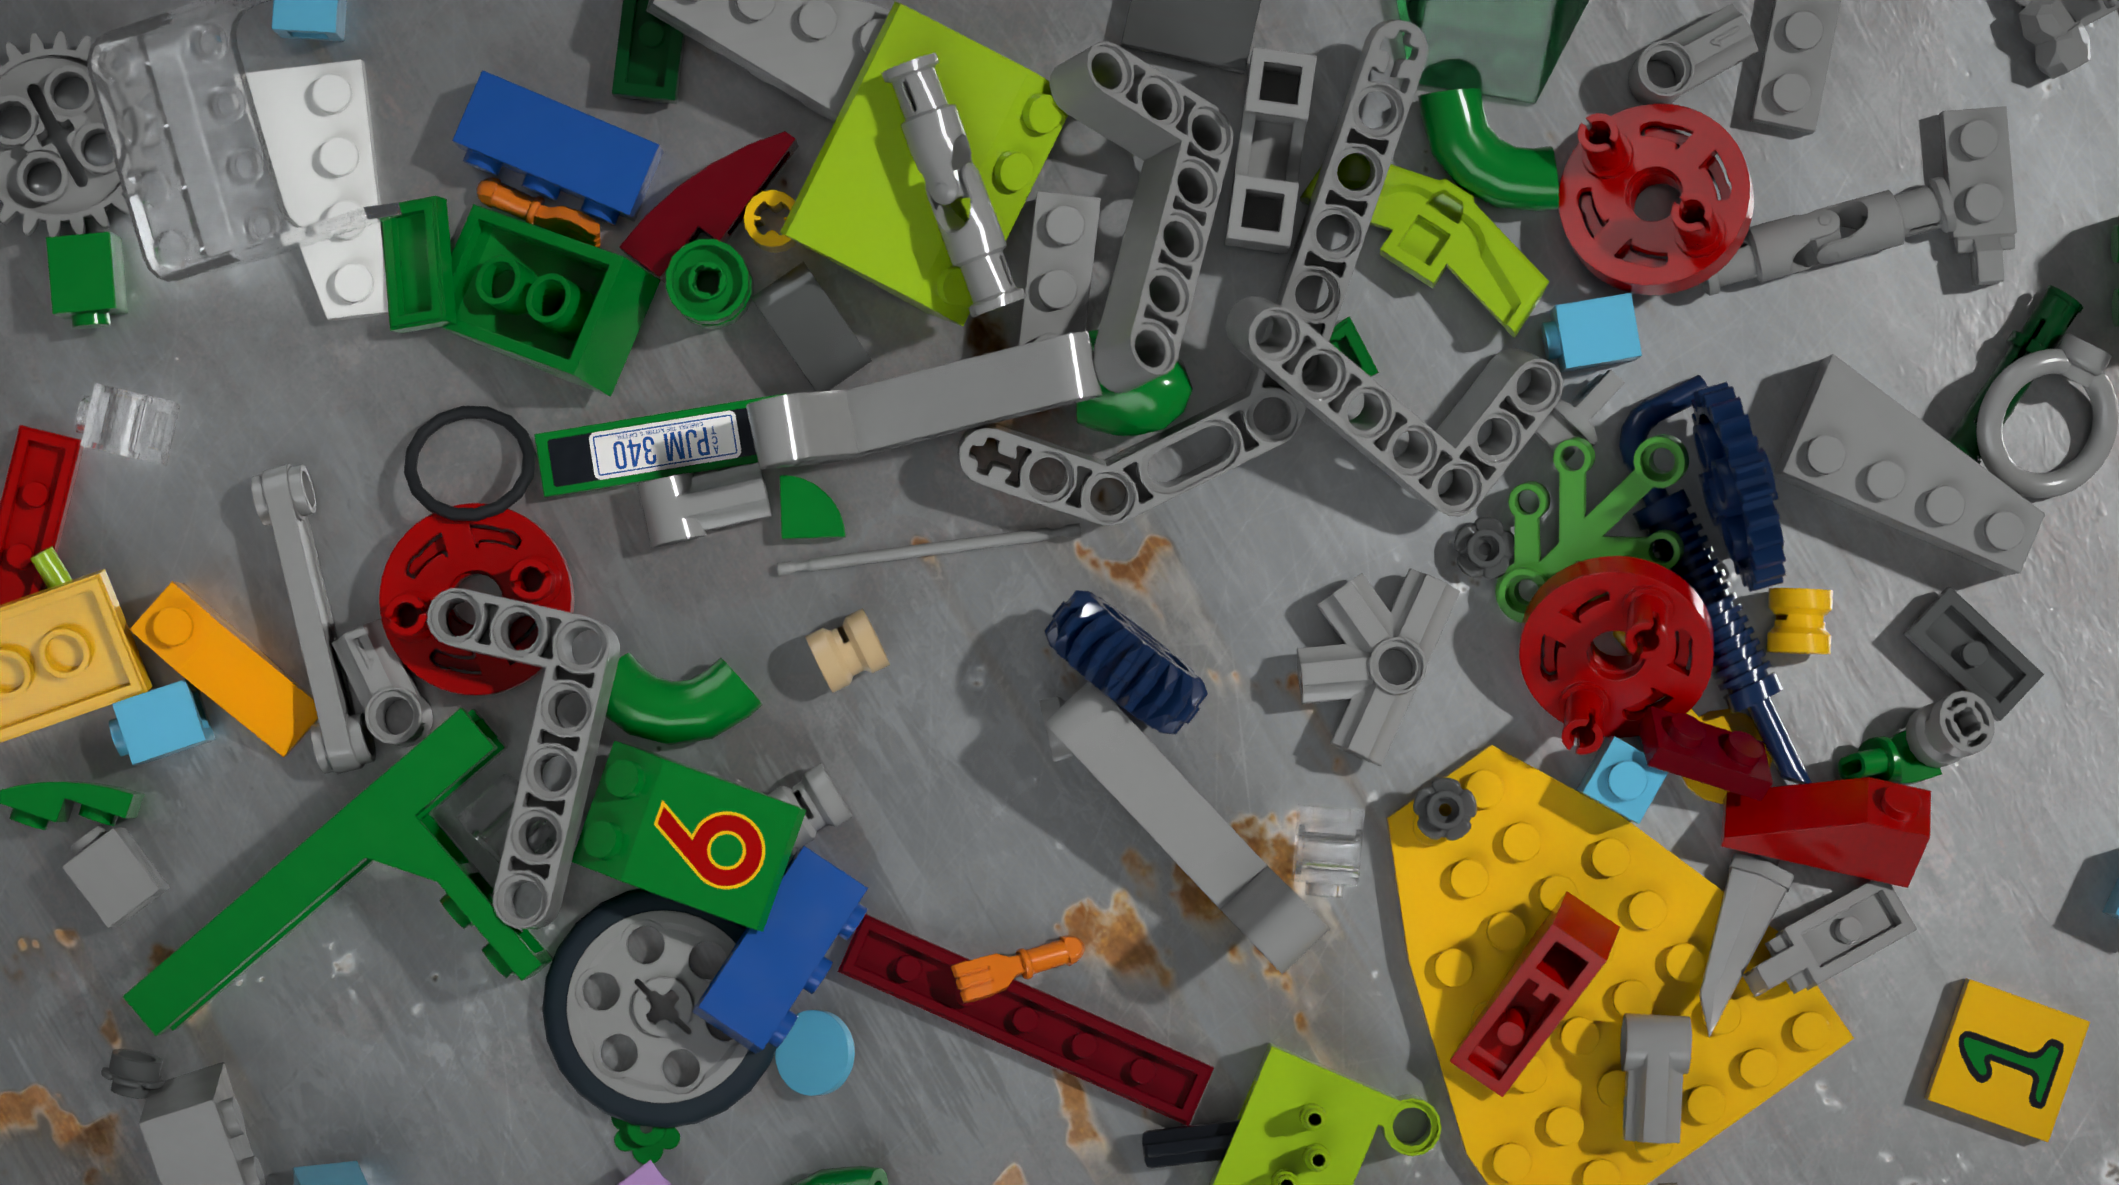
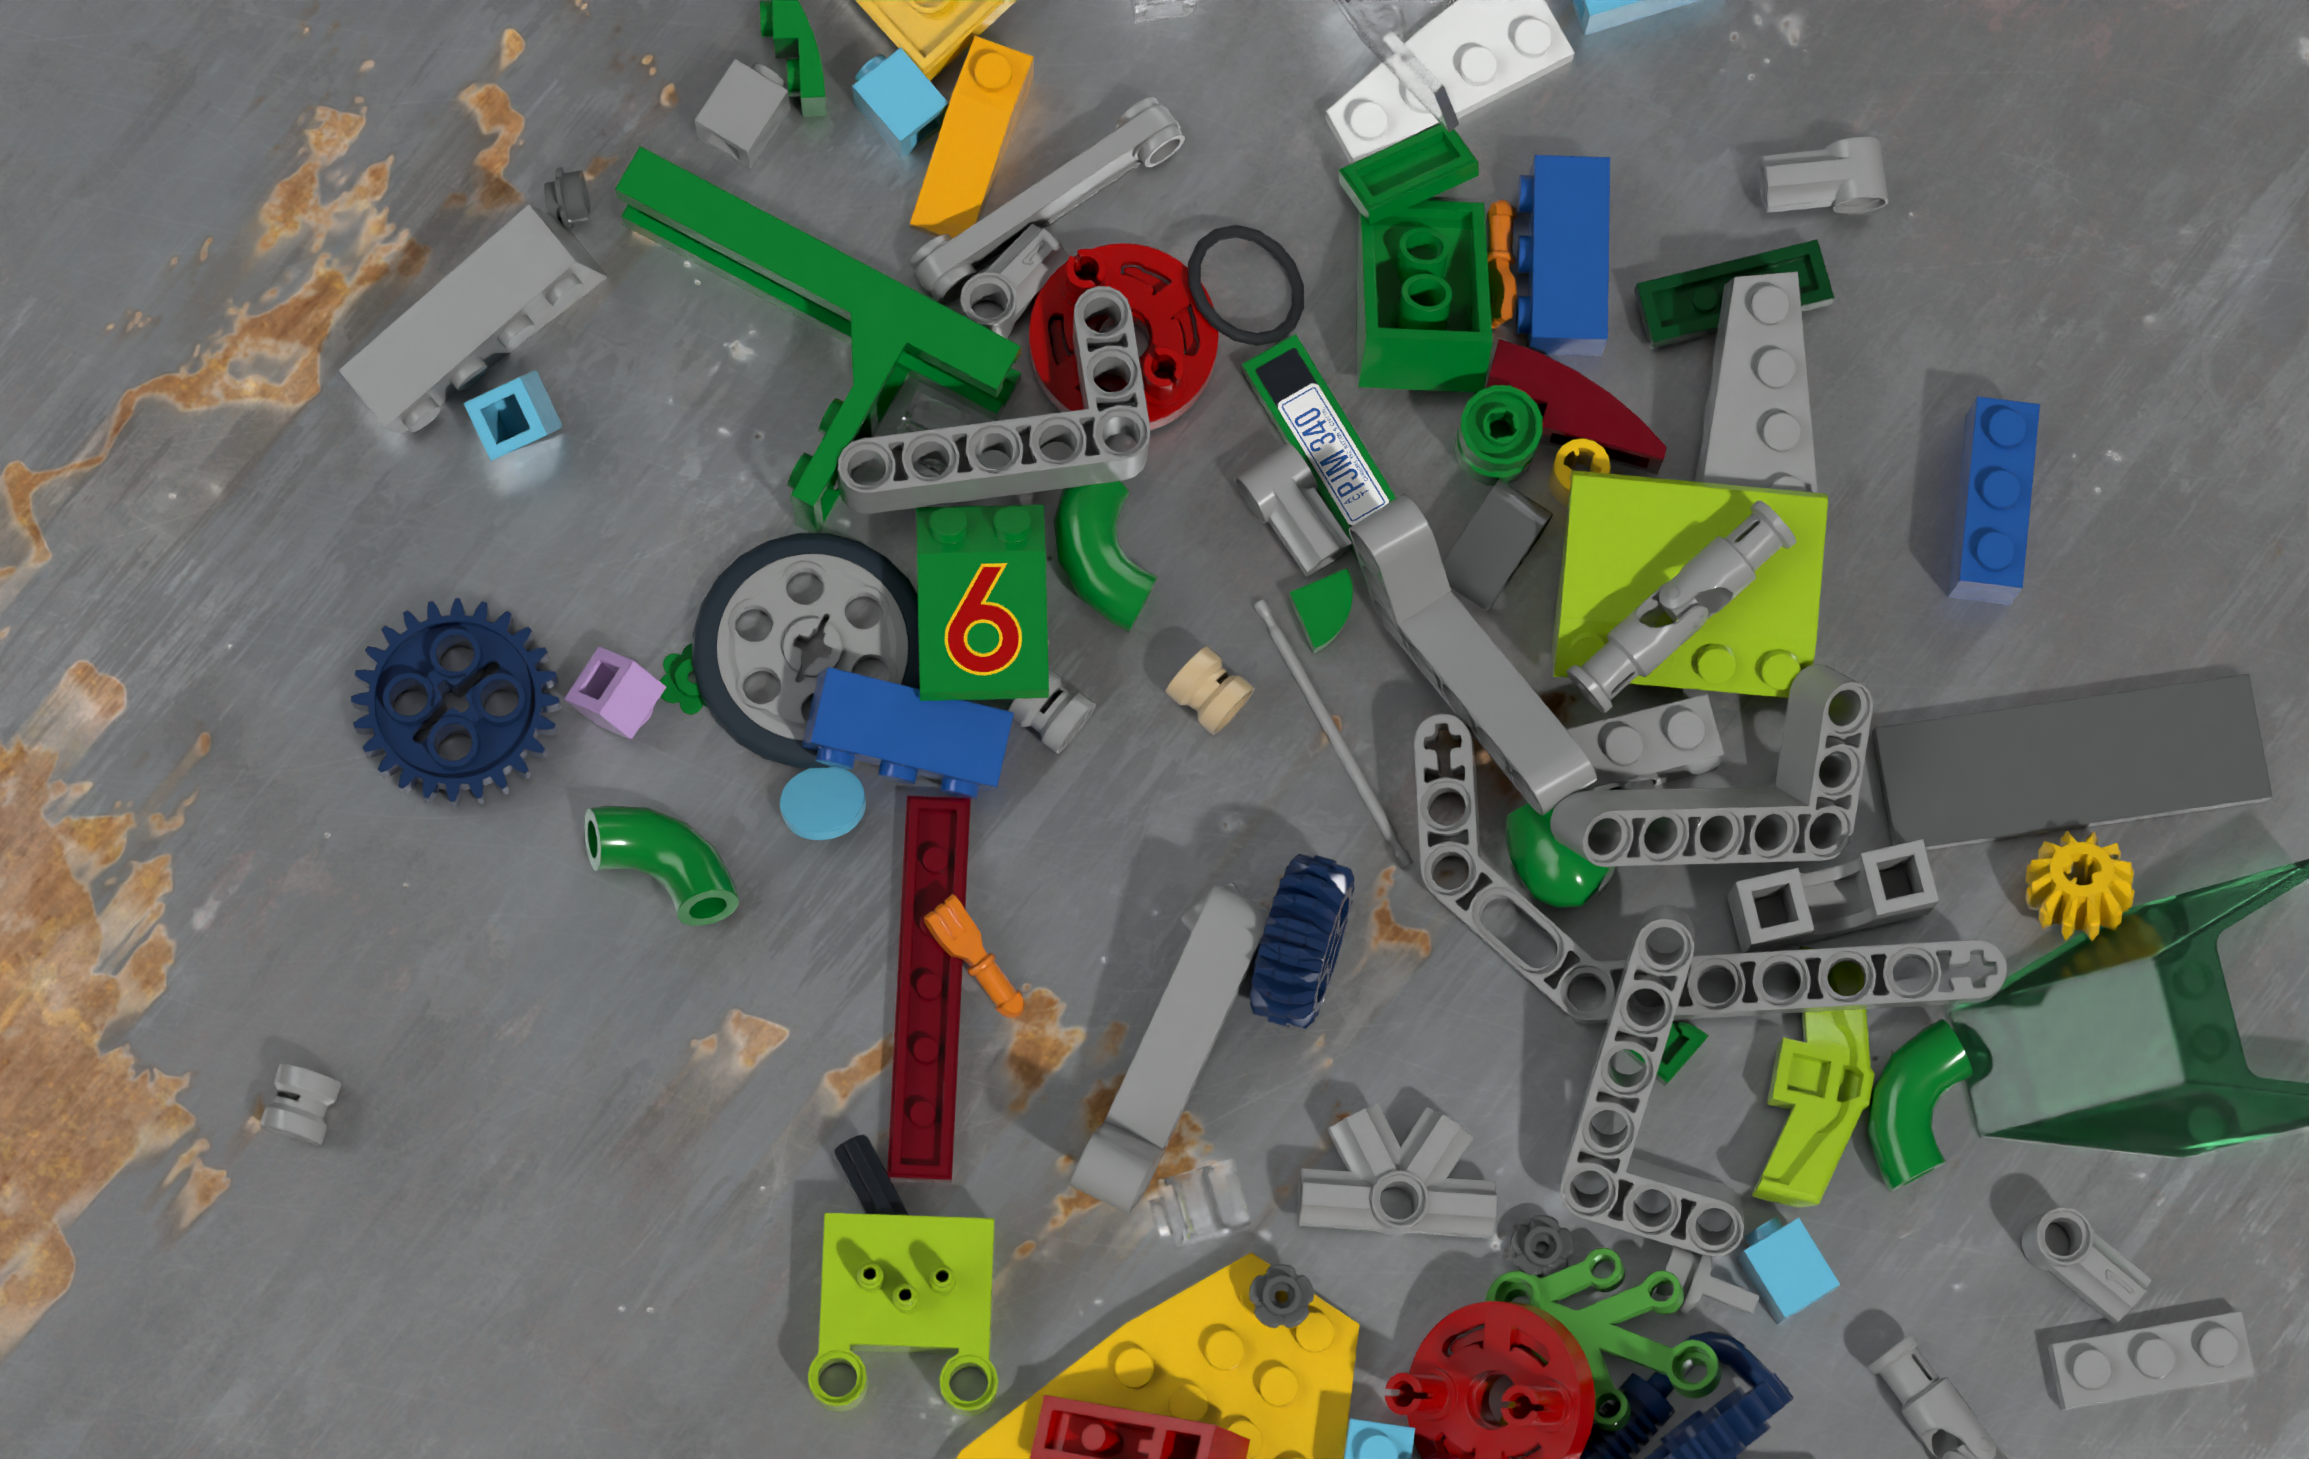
camera: 65 degrees right, 10 degrees down
(1621, 163) = (1953, 1232): red piece -> none

